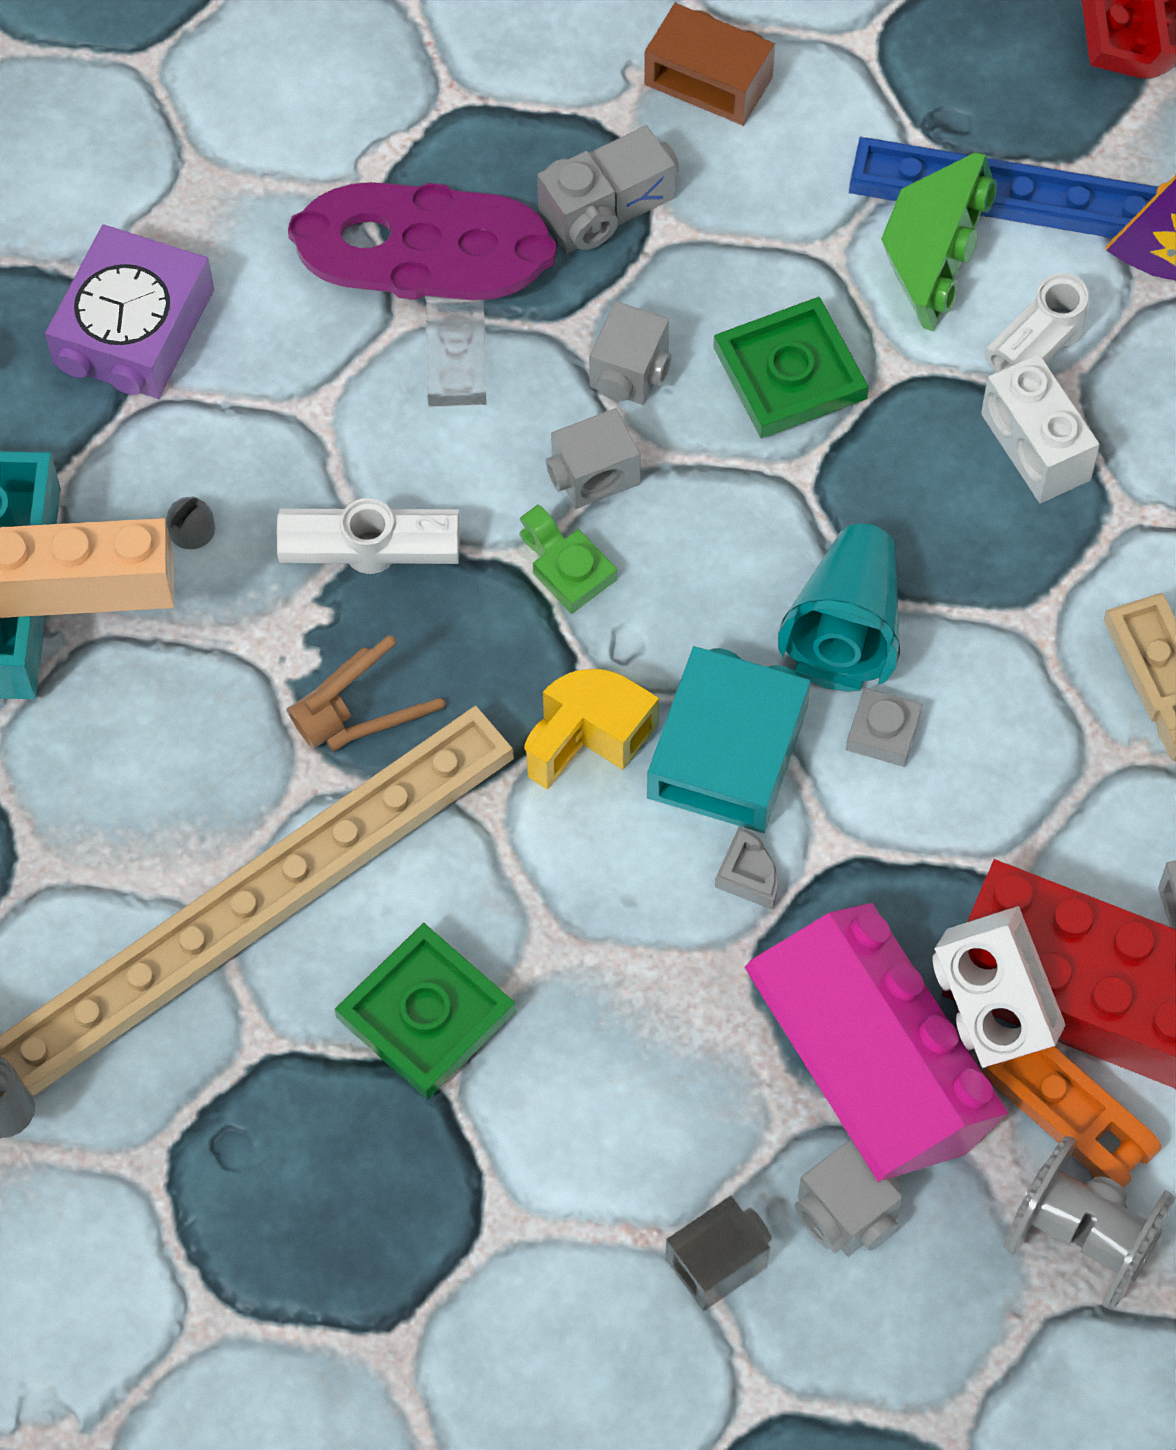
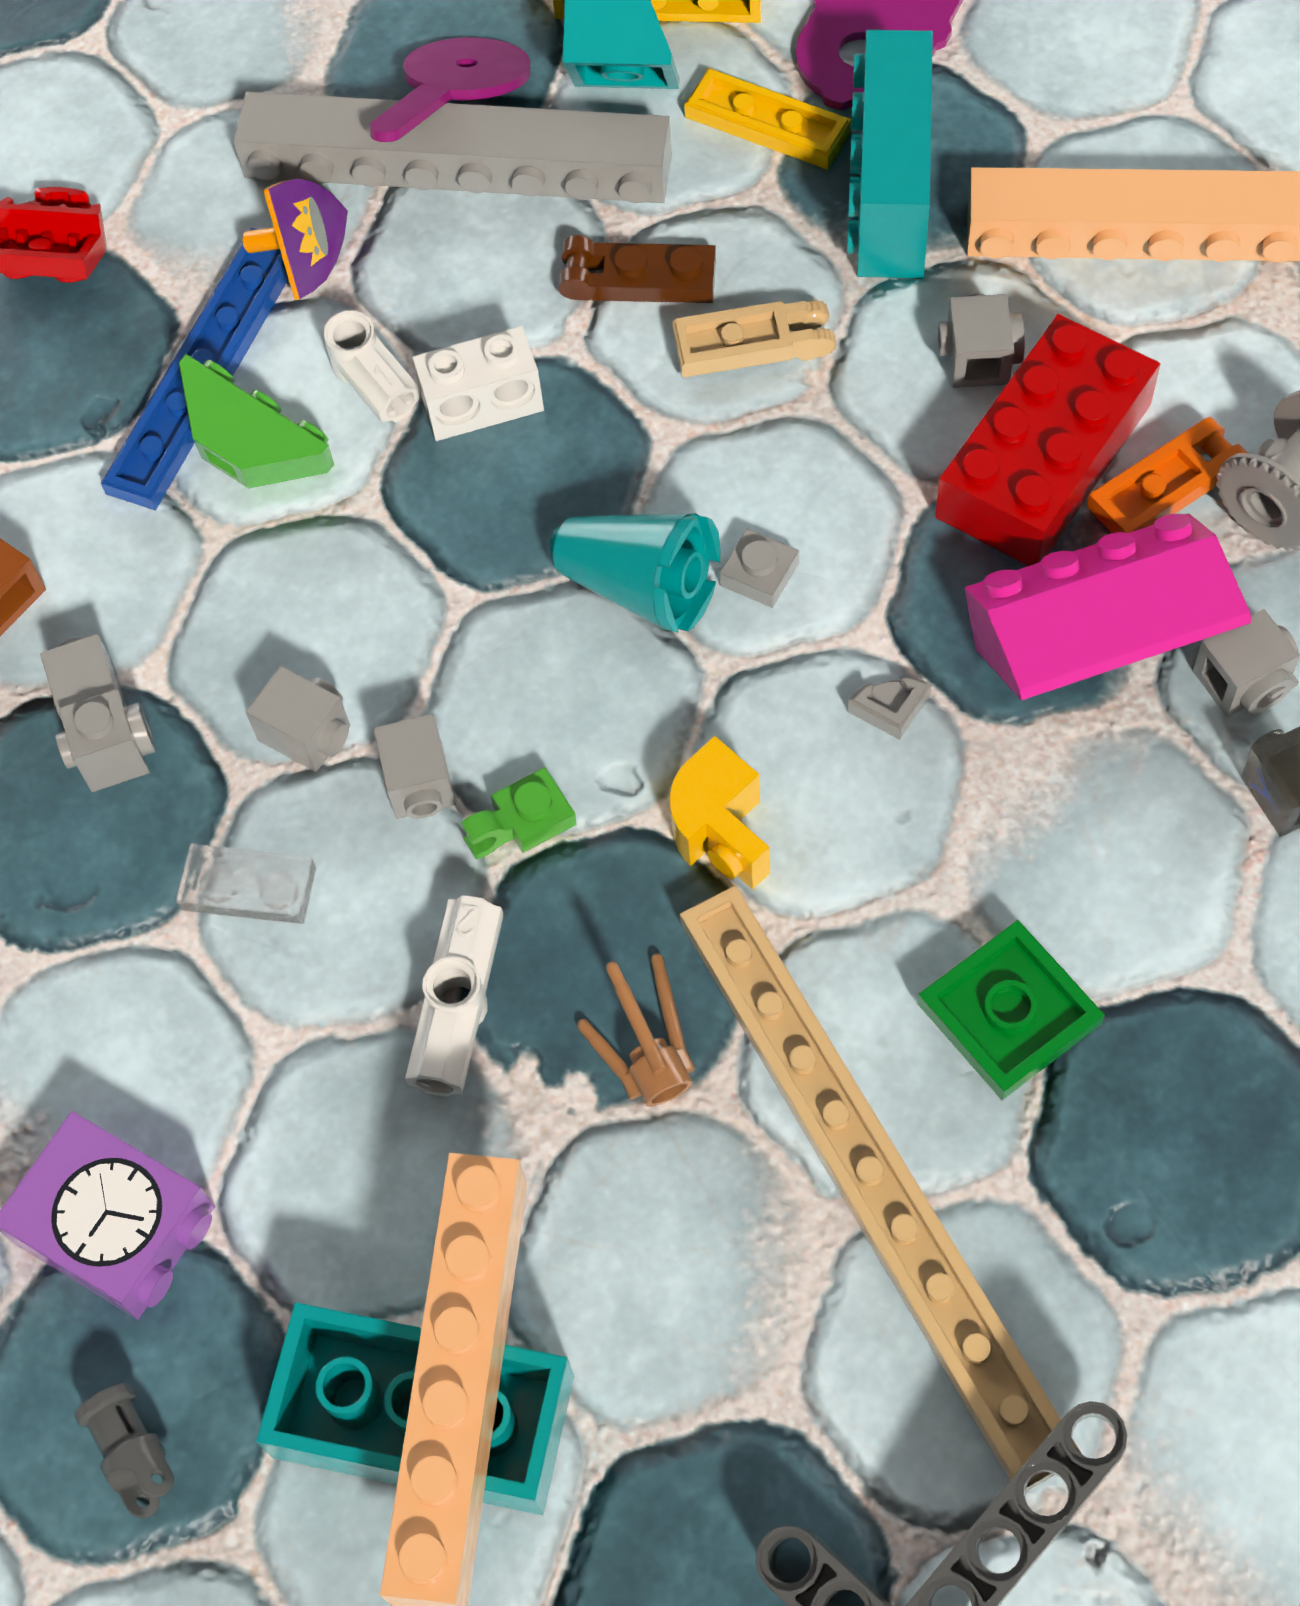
camera: 75 degrees left, 0 degrees up
(197, 527) = (376, 1194): dark grey hinge -> none
(437, 245) = (109, 876): magenta piece -> none
(728, 738) = (755, 691): teal brick -> none
(790, 367) = (350, 582): green plate -> none
(1015, 985) = (1084, 482): white brick -> none

